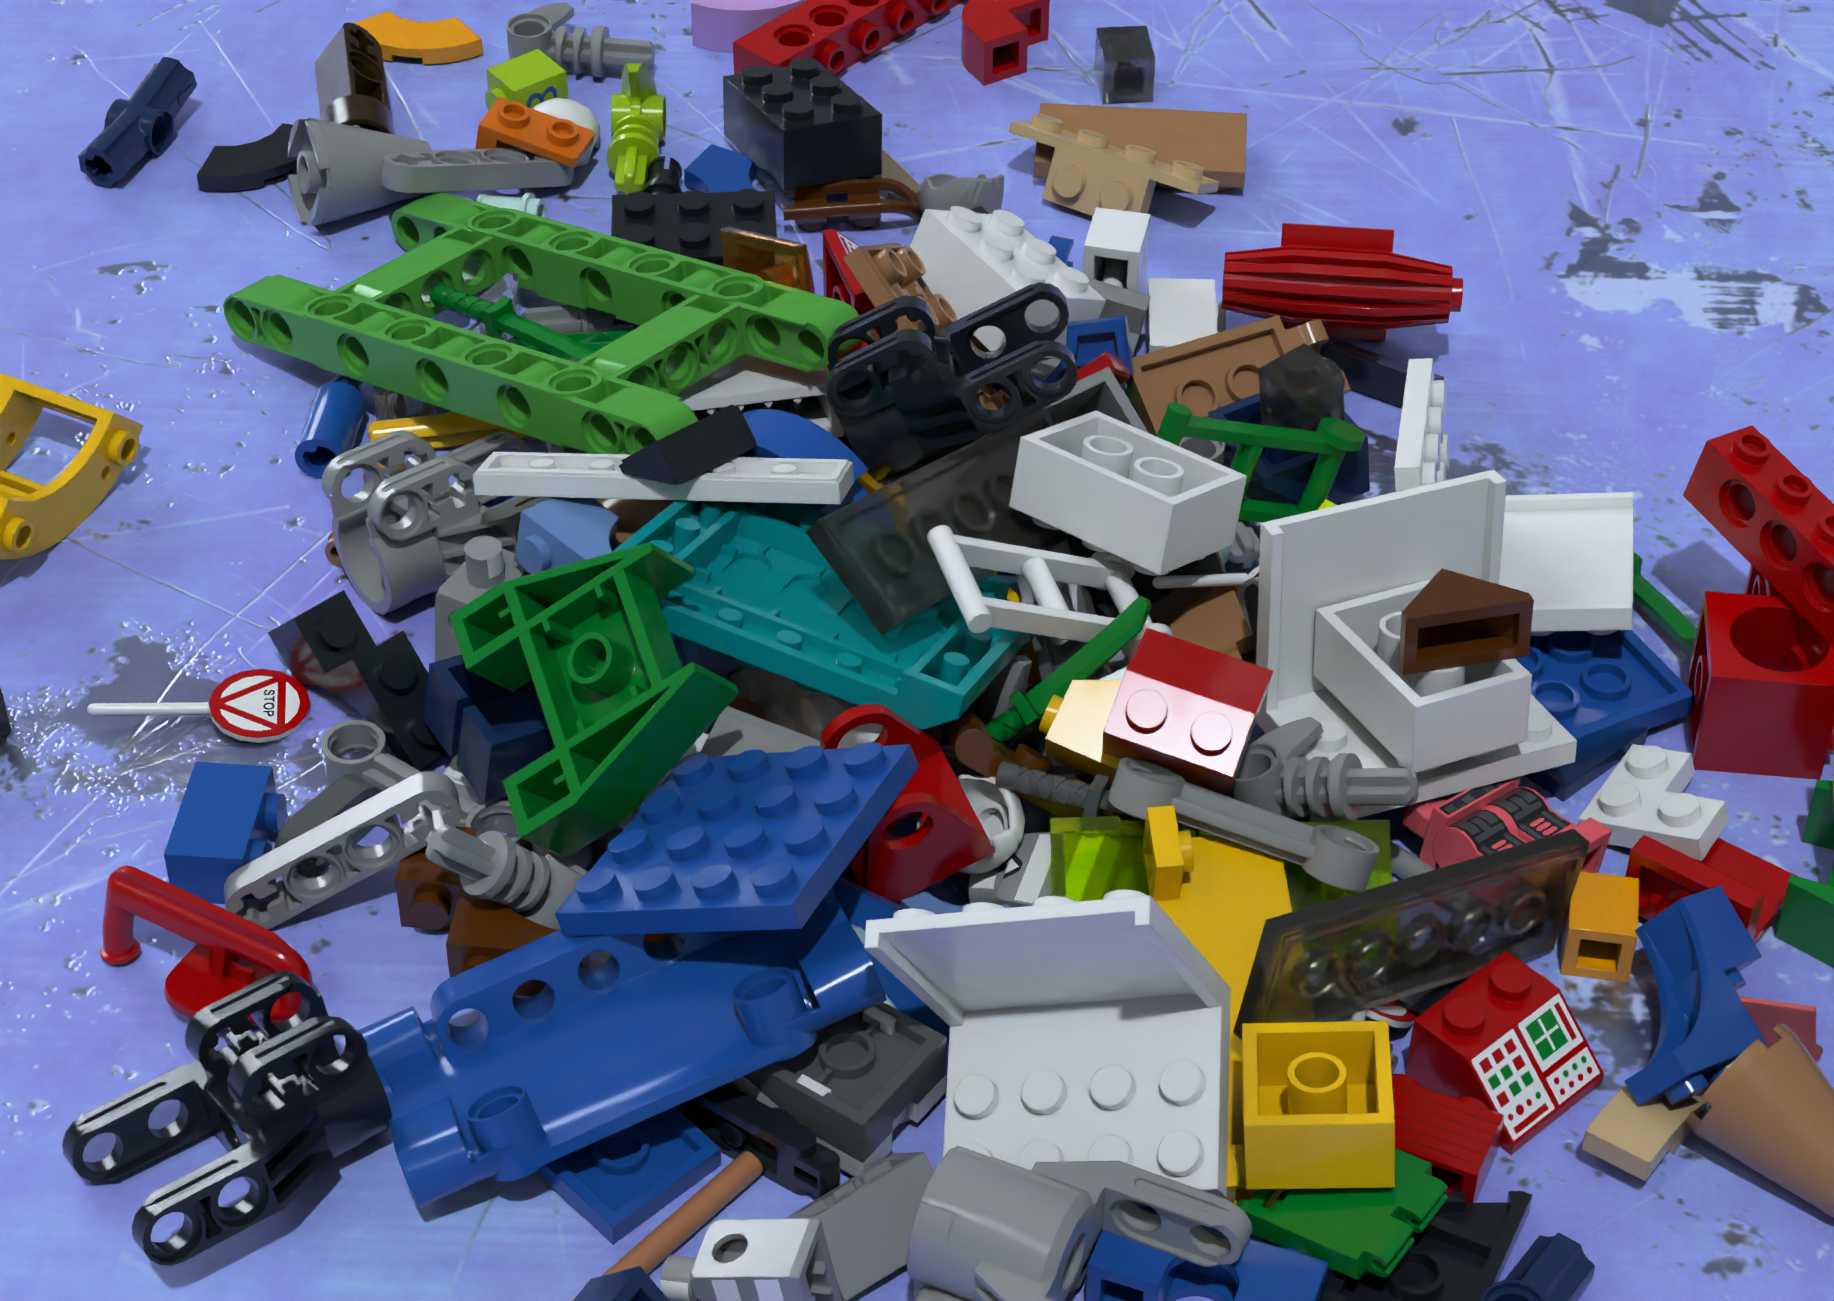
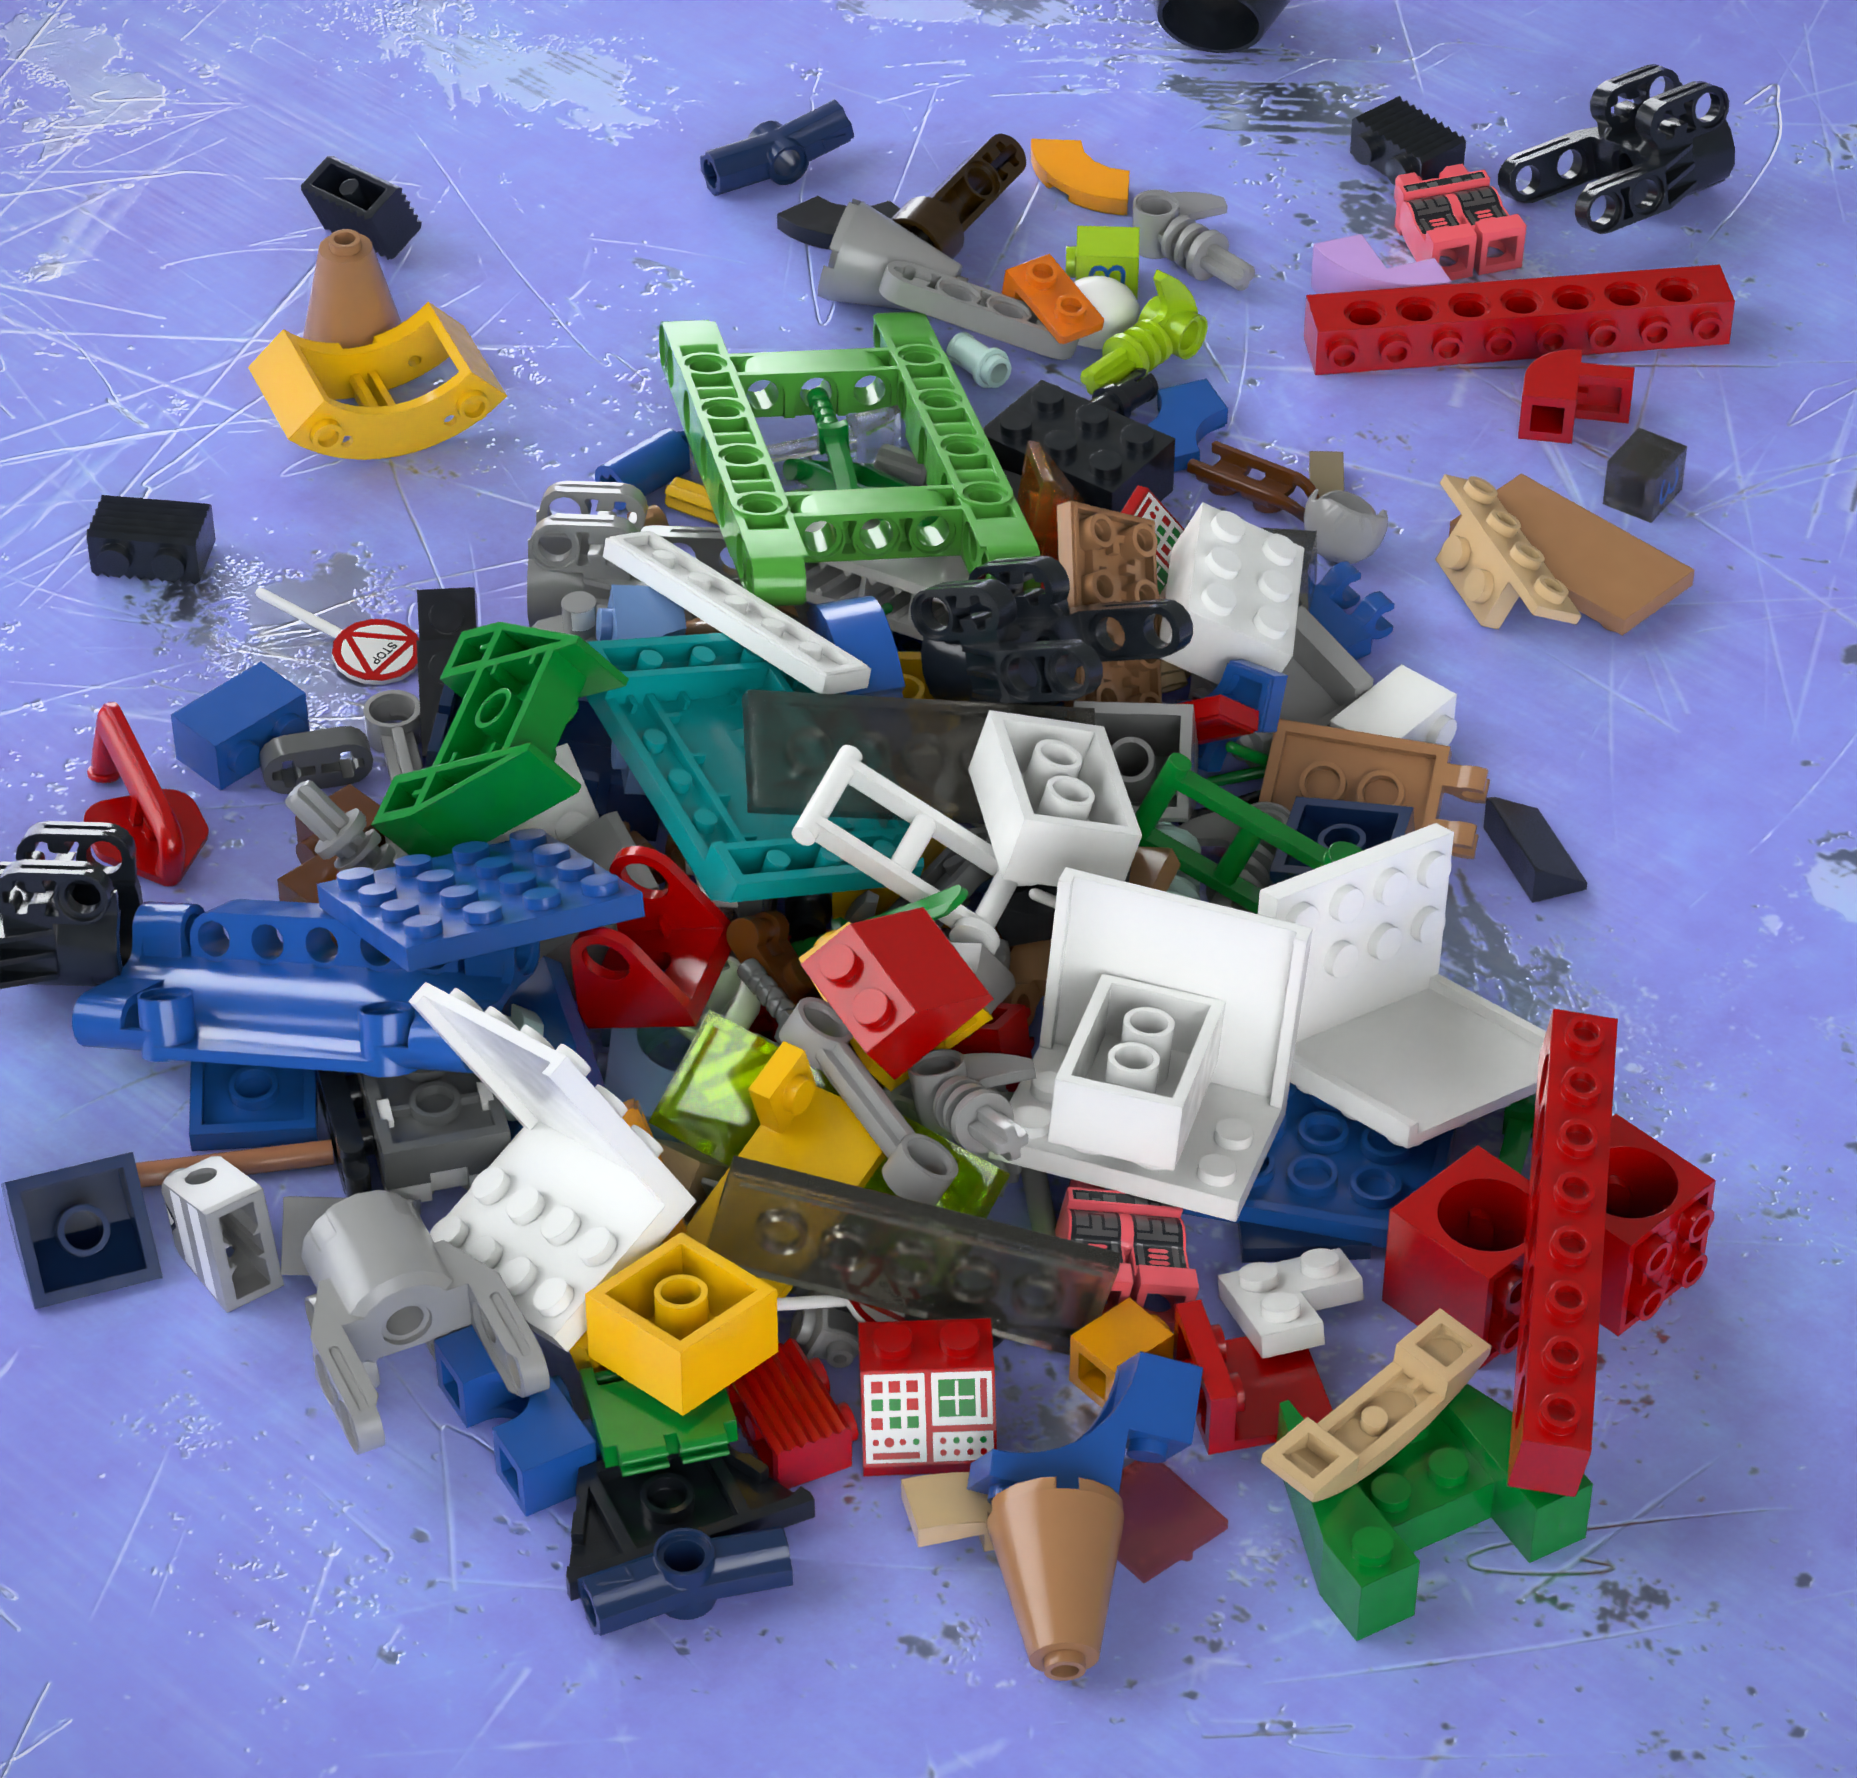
camera: 40 degrees right, 0 degrees up
(334, 843) = (276, 767): light grey beam -> none
(693, 449) = (764, 596): black slope -> none
(802, 124) = (1276, 393): black brick -> none
(1118, 248) = (1381, 627): brick -> none
(1300, 390) = (1354, 807): clear smoke brick -> none
(1341, 278) = (1548, 746): red plate -> none
(1463, 624) = (1153, 1033): reddish brown slope -> none

